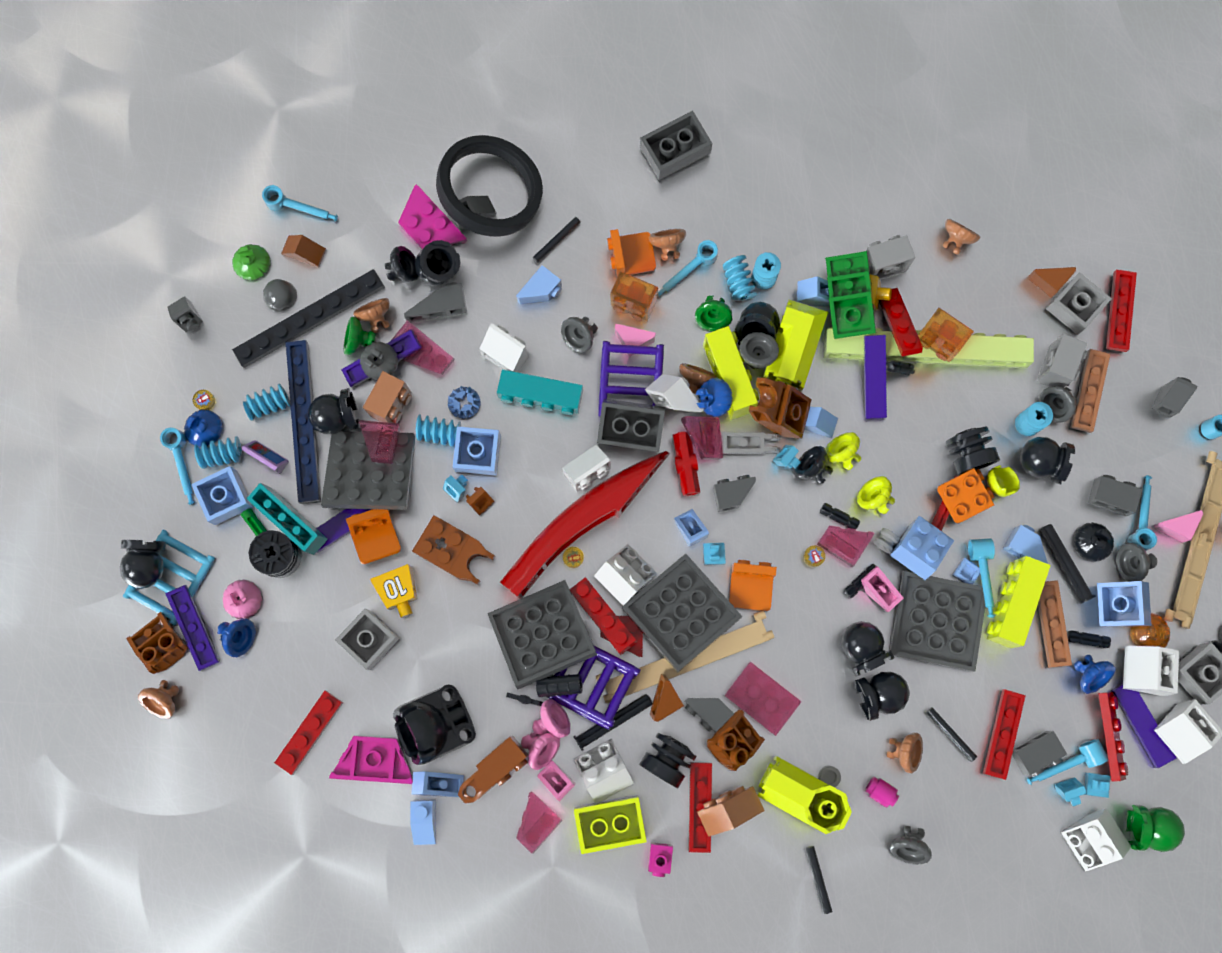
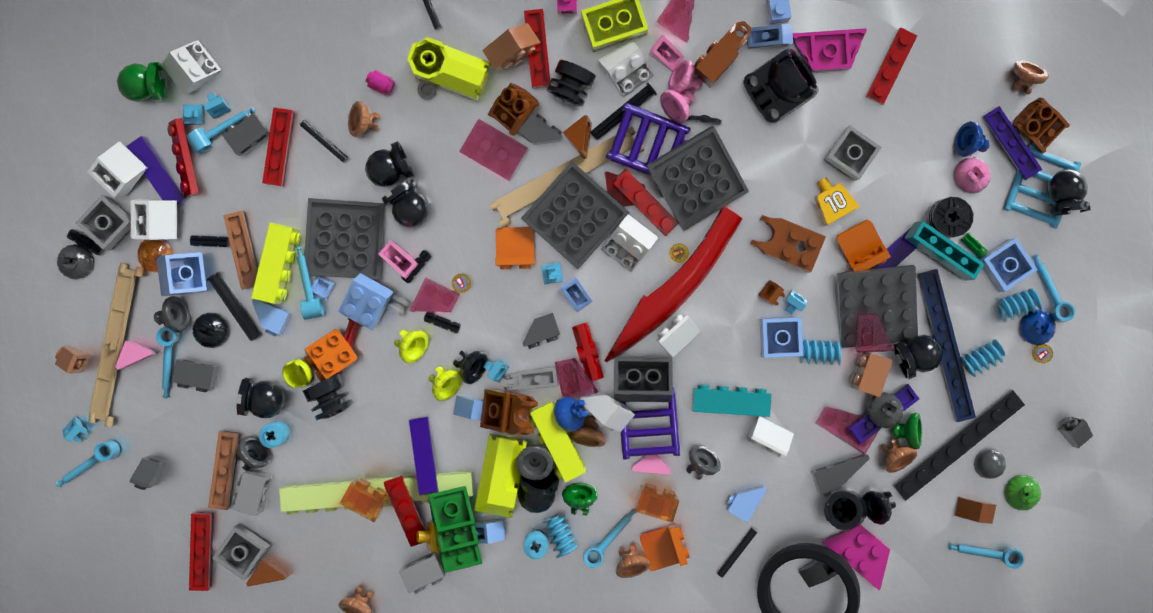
camera: 170 degrees right, 10 degrees up
(265, 455) = (975, 308): slope -> none
(467, 410) = (792, 388): medium blue gear -> none
(559, 685) = (675, 134): black axle -> none
(900, 367) = (400, 468): black axle -> none
(911, 847) = (350, 38): dark grey hair -> none
(1094, 674) = (202, 208): blue hair -> none

